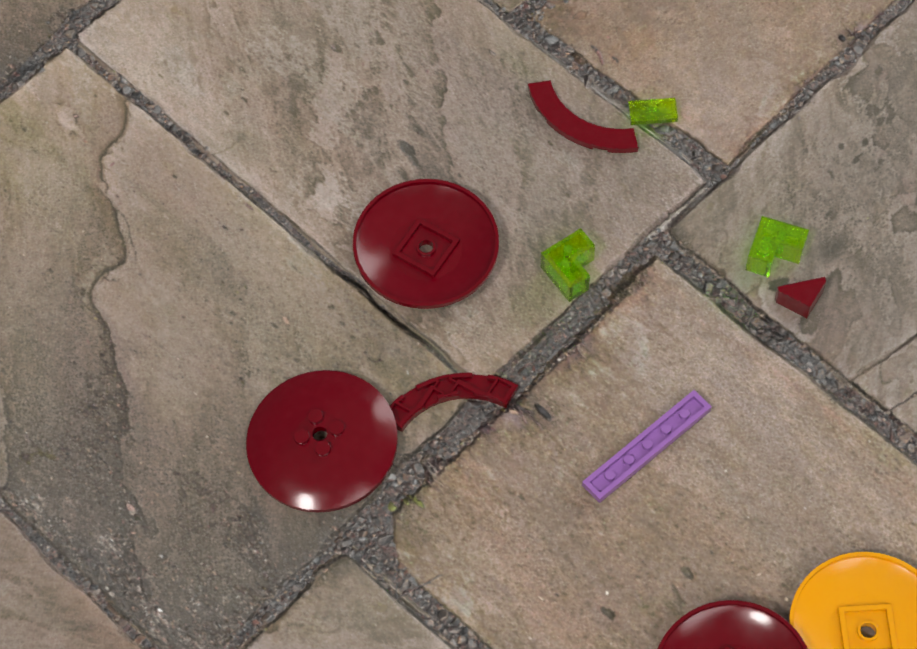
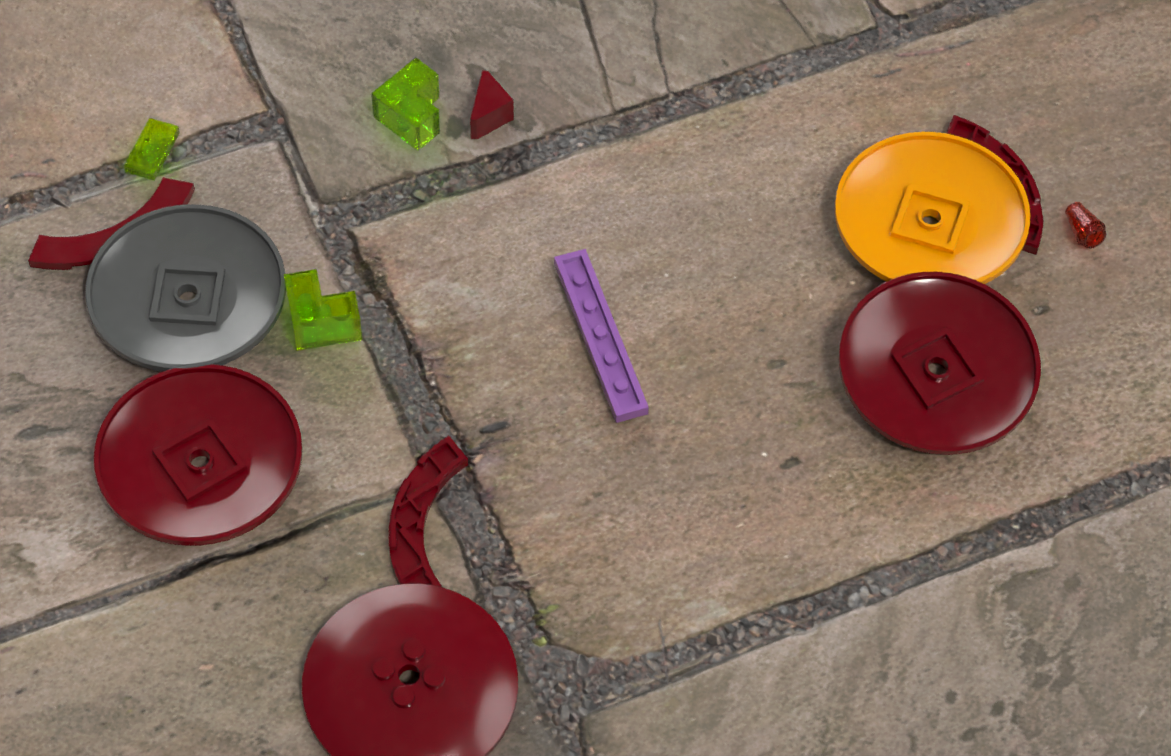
camera: 70 degrees left, 5 degrees down
(553, 151) = (179, 250): none -> dark grey dish

